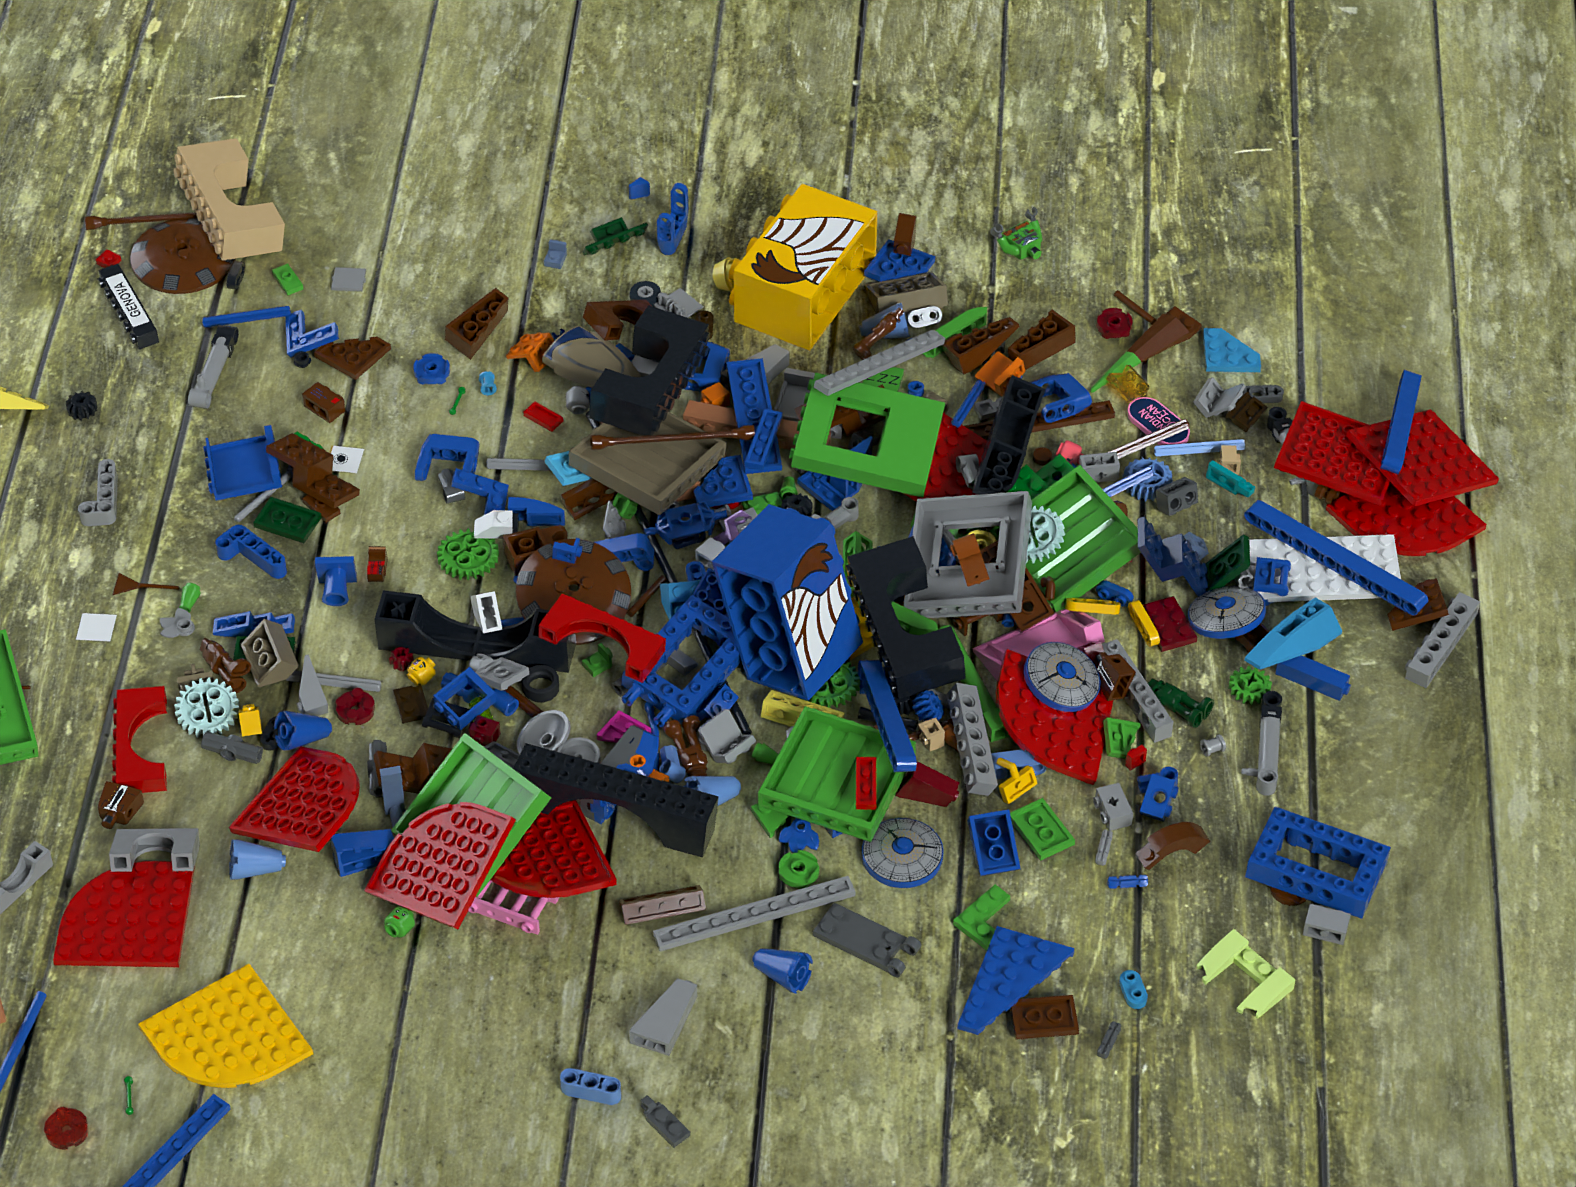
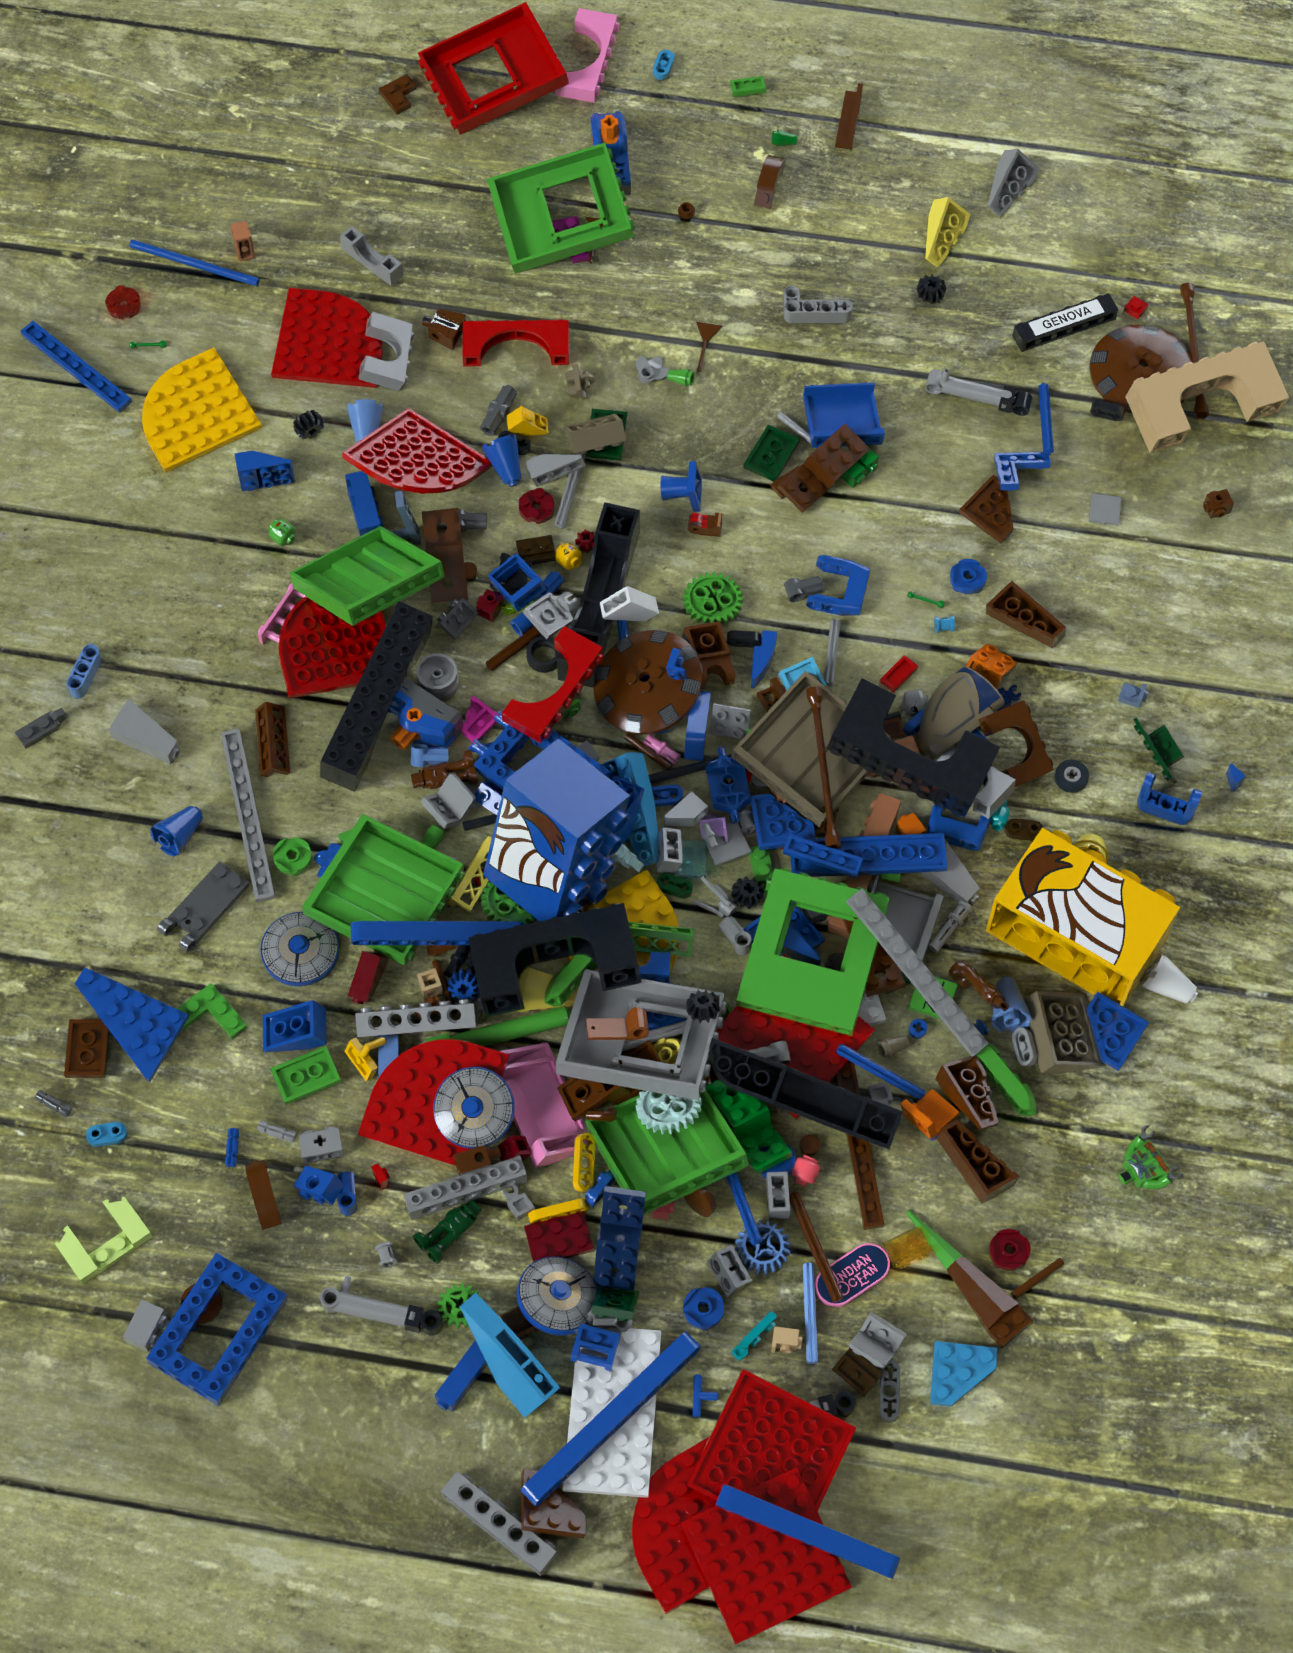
camera: 95 degrees right, 15 degrees up
(96, 627) = (658, 310): white sticker -> none
(218, 659) = (577, 407): reddish brown piece -> none
(225, 703) = (545, 389): light aqua gear -> none
(241, 540) = (742, 407): blue beam -> none
(244, 623) = (642, 427): blue slope -> none
(254, 912) = (308, 424): none -> black gear
(287, 279) = (1104, 456): bright green plate -> none
(302, 359) = (987, 462): black plate -> none
(320, 947) = (262, 470): none -> blue slope
(323, 402) = (924, 483): reddish brown brick -> none
(346, 197) = (1218, 503): none -> reddish brown brick
(346, 458) = (853, 503): white sticker -> none
(441, 861) = (319, 552): red plate -> none
(493, 490) = (789, 626): blue plate -> none
(494, 525) = (733, 616): white slope -> none
(545, 731) = (472, 649): light grey dish -> none
(644, 583) = (662, 748): none -> bright pink pin
(678, 303) = (1054, 806): light grey hinge -> none
(723, 786) = (387, 784): medium blue cone -> none
(804, 364) = (953, 918): none -> light grey pin
(866, 783) = (354, 905): red plate -> none
(905, 234) = (1137, 1031): reddish brown slope -> none
(939, 502) = (703, 1006): none -> black gear
(1069, 392) = (890, 1182): blue connector -> none
(1119, 736) = (409, 1164): bright green wing -> none
(1142, 651) = (518, 1204): none -> light grey plate
(1197, 544) = (653, 1278): sand blue bracket -> none
(1211, 525) = (706, 1319): none -> blue plate
(1299, 517) = (698, 1395): none -> blue piece

